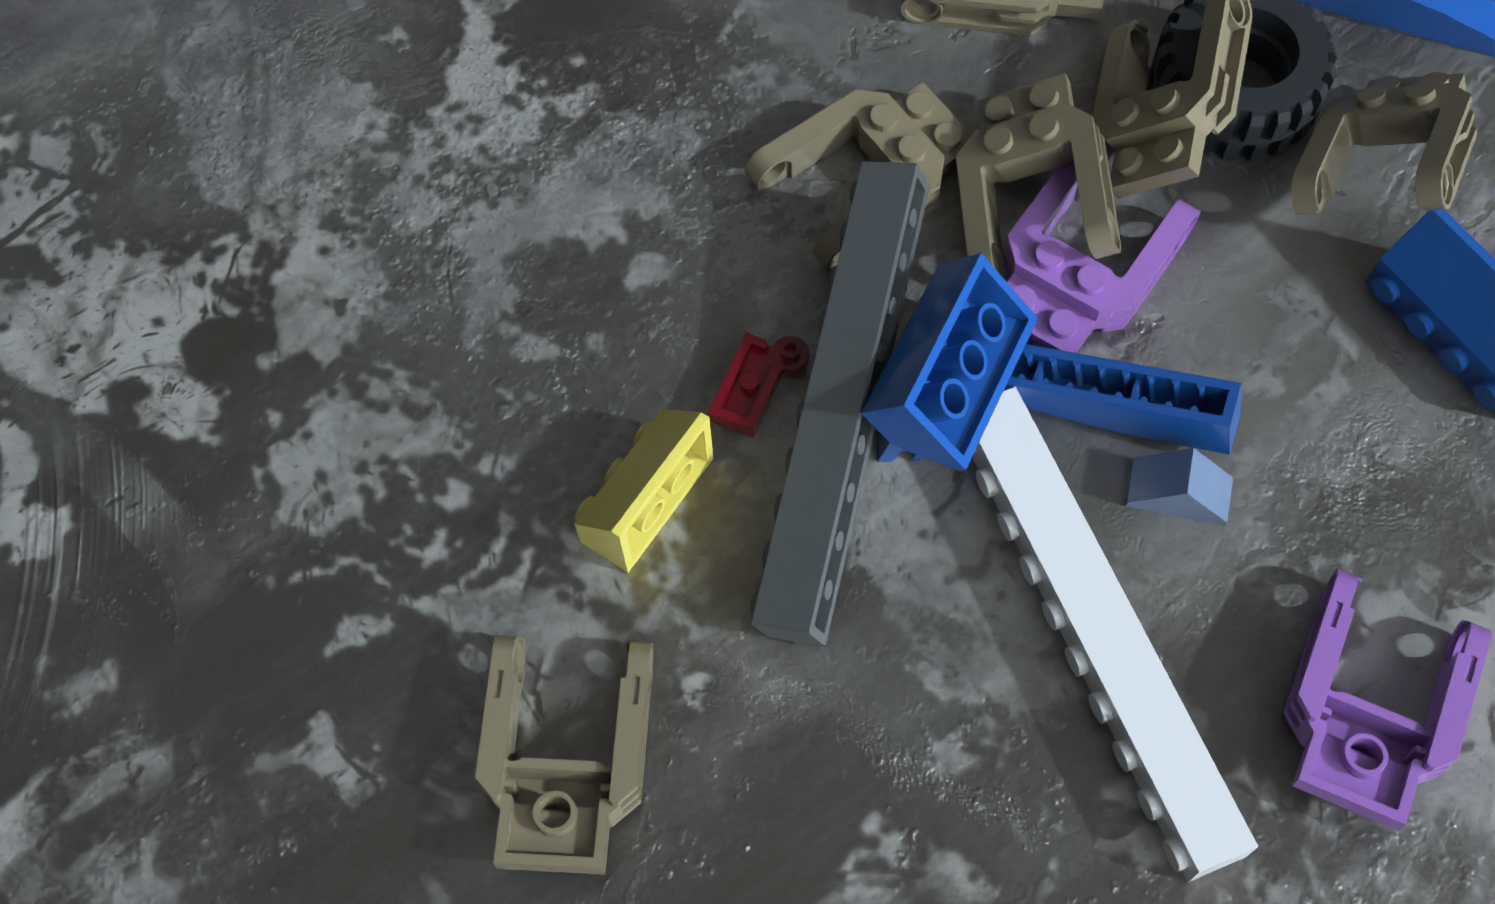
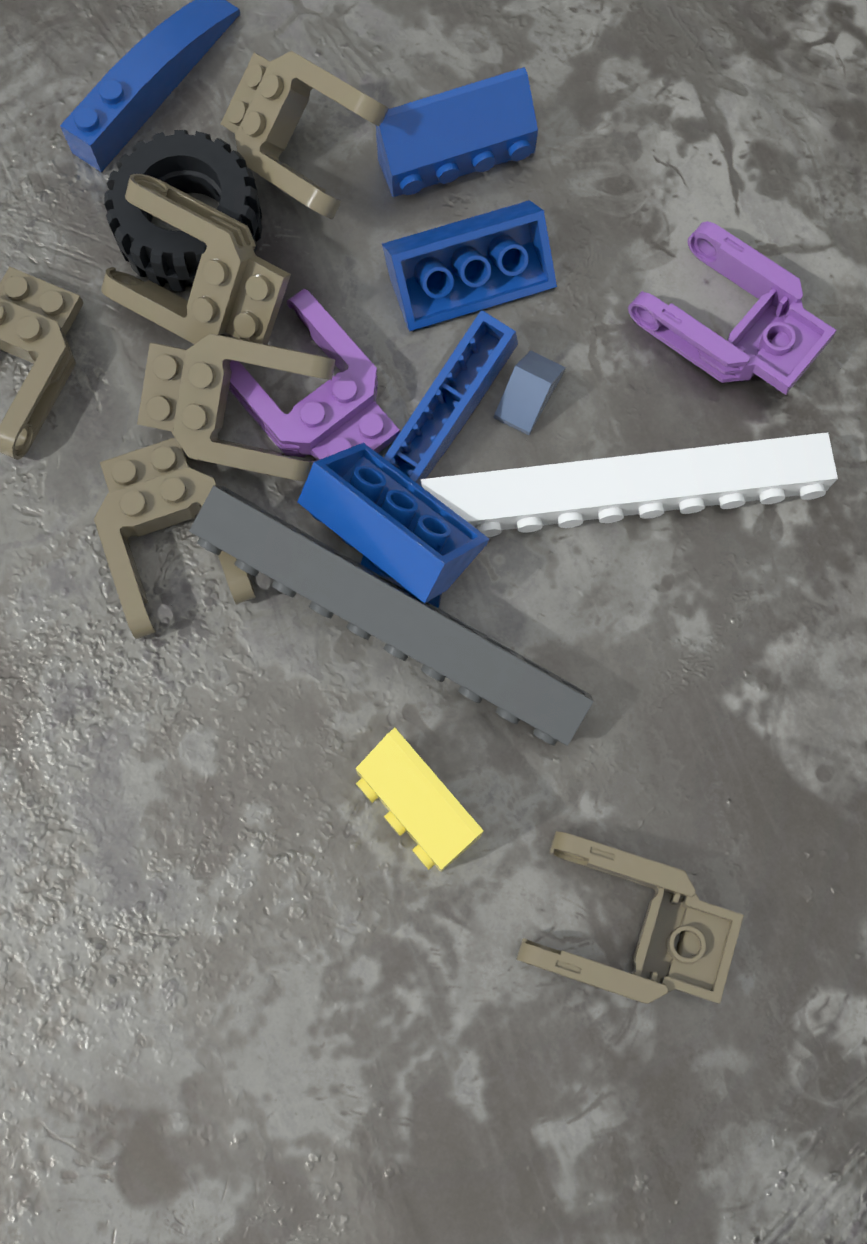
camera: 80 degrees left, 10 degrees up
(754, 379) = (340, 686): dark red hinge -> none
(1311, 379) = (471, 264): none -> blue slope

